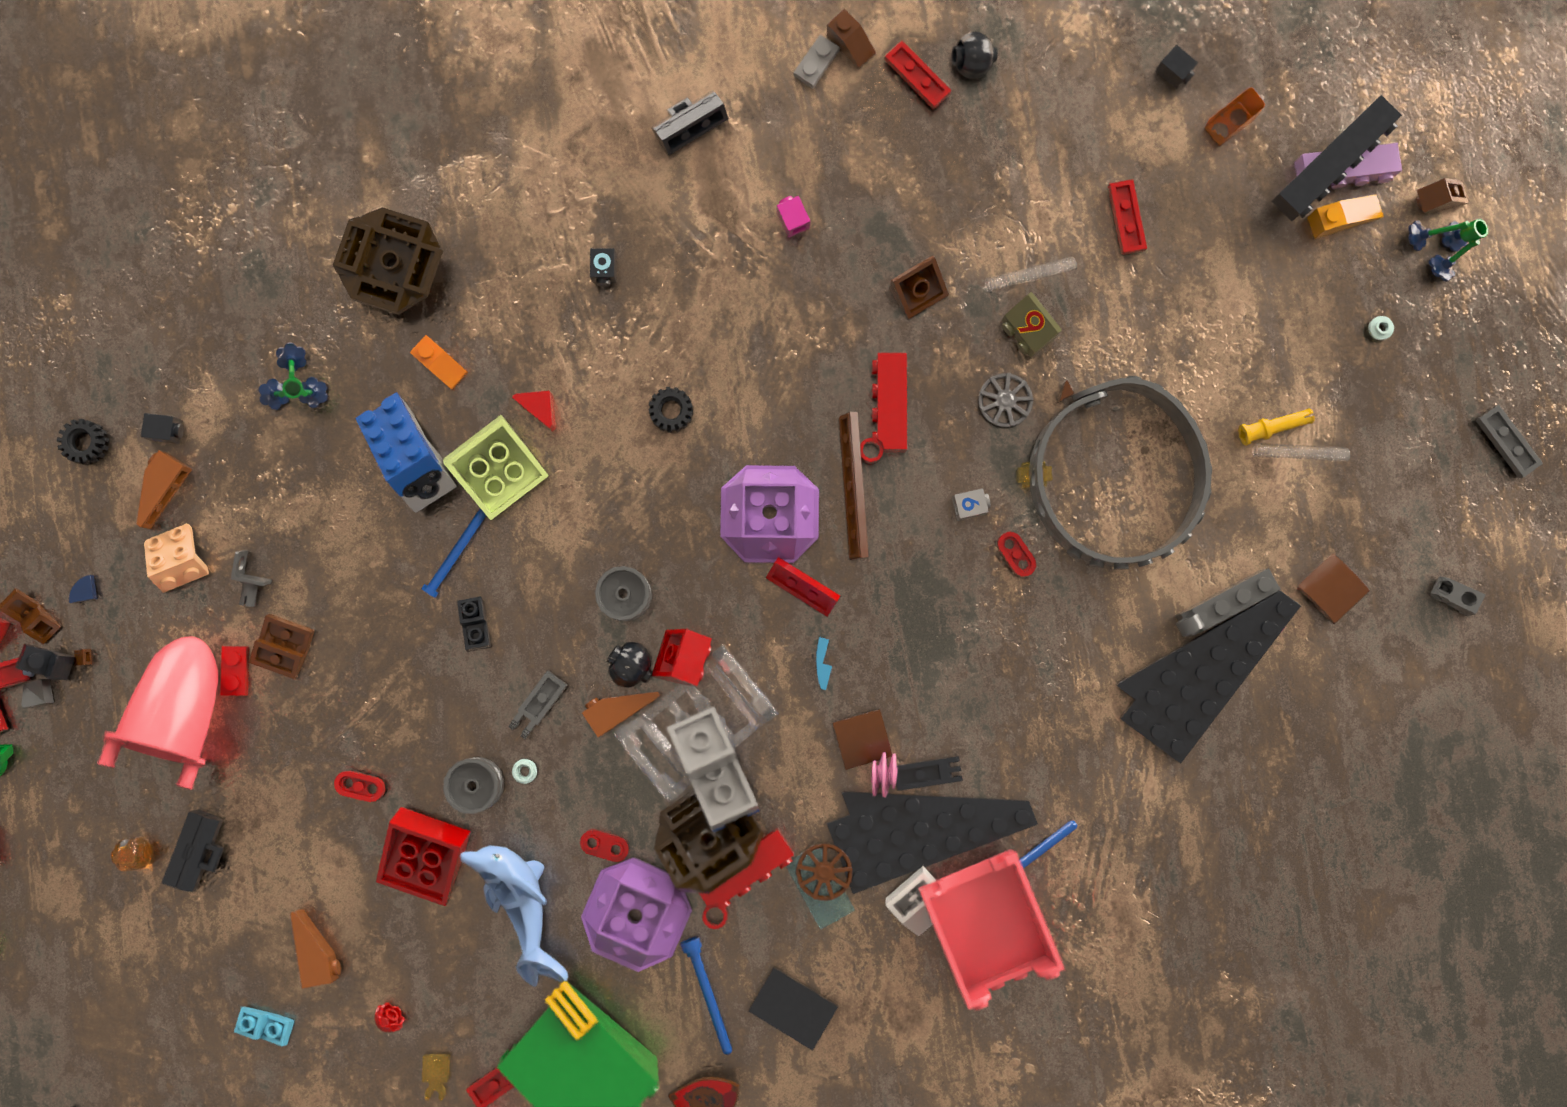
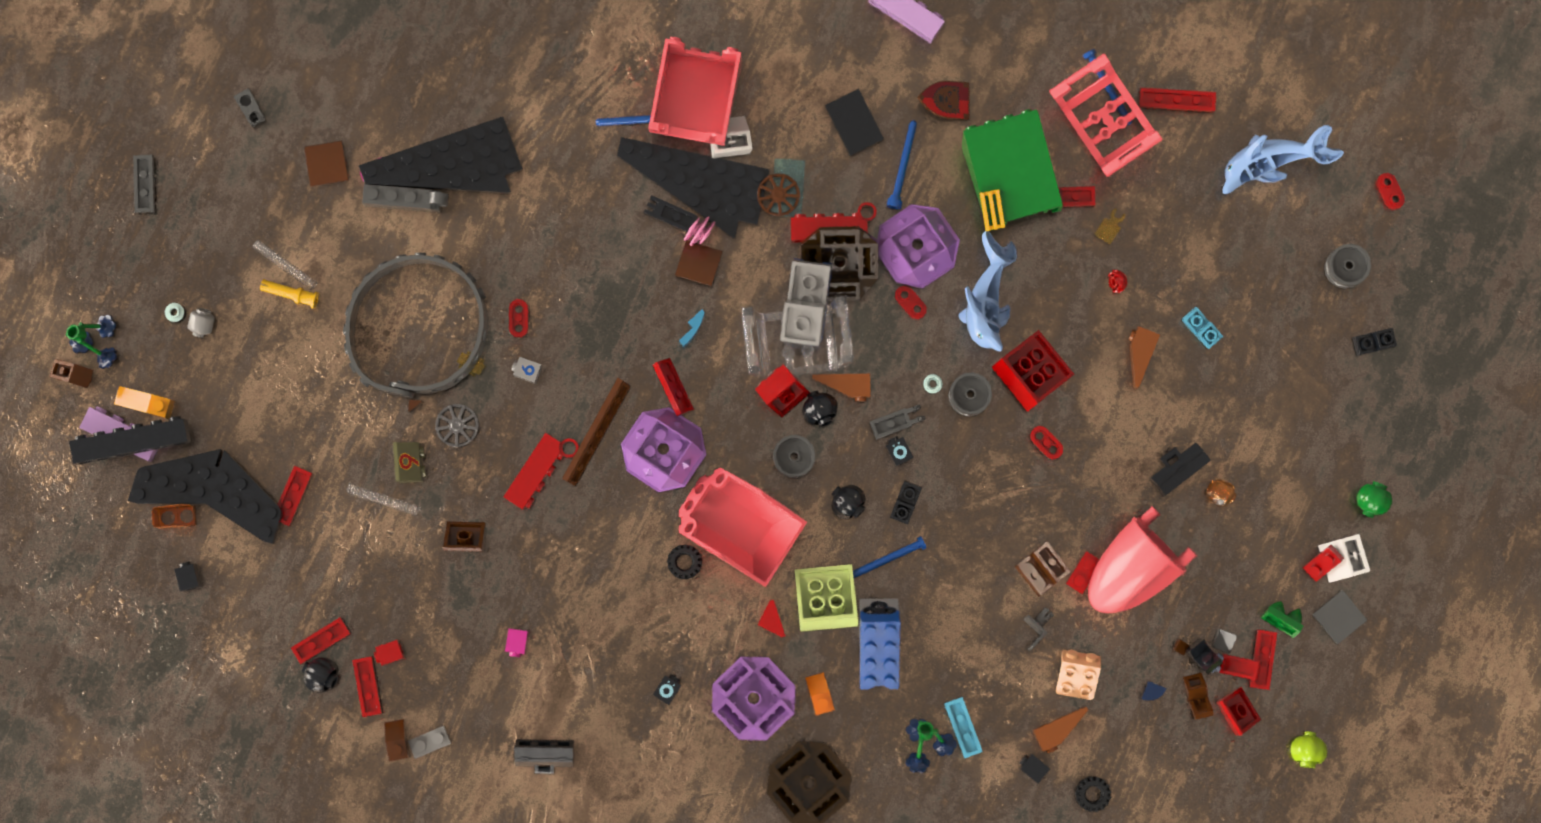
camera: 145 degrees left, 0 degrees up
(265, 424) = (963, 727): none -> medium azure plate
(489, 290) = (775, 698): none -> medium lavender piece
(515, 673) = (898, 451): none -> black brick
(536, 584) = (848, 502): none -> black plant
(634, 480) = (739, 524): none -> coral windscreen
(917, 122) = (389, 653): none -> red brick
(996, 90) = (320, 640): none -> red plate
(1204, 179) = (223, 488): none -> black wing
(1347, 334) = (201, 322): none -> light grey head

